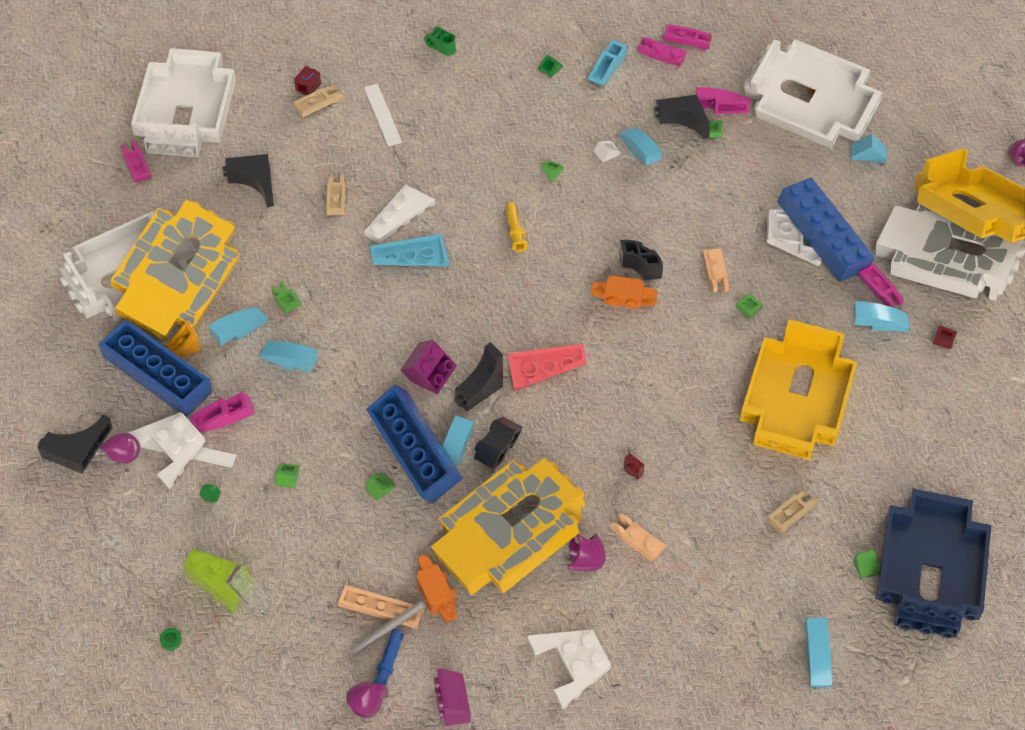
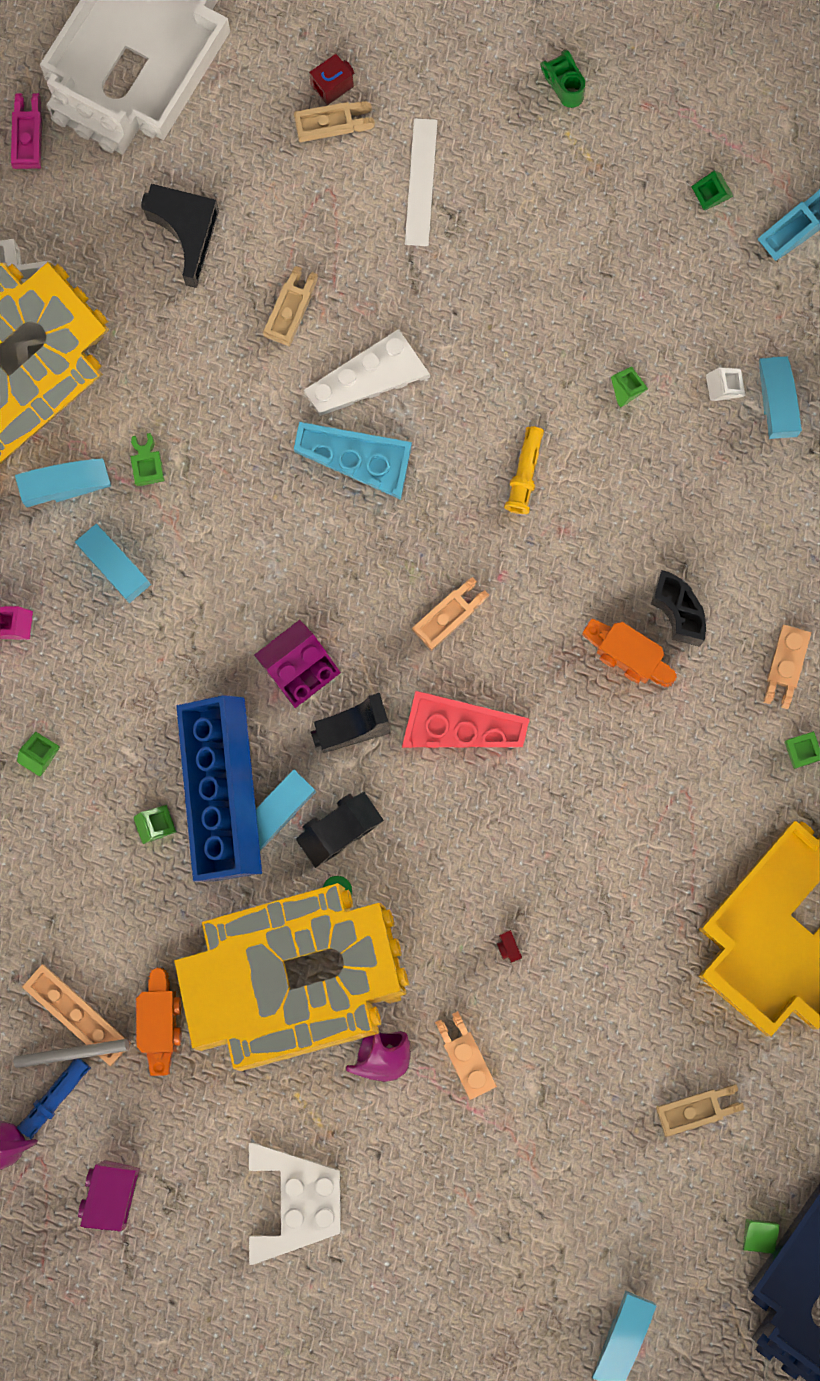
camera: 30 degrees right, 25 degrees up
(506, 312) = (448, 615): none -> light nougat hinge

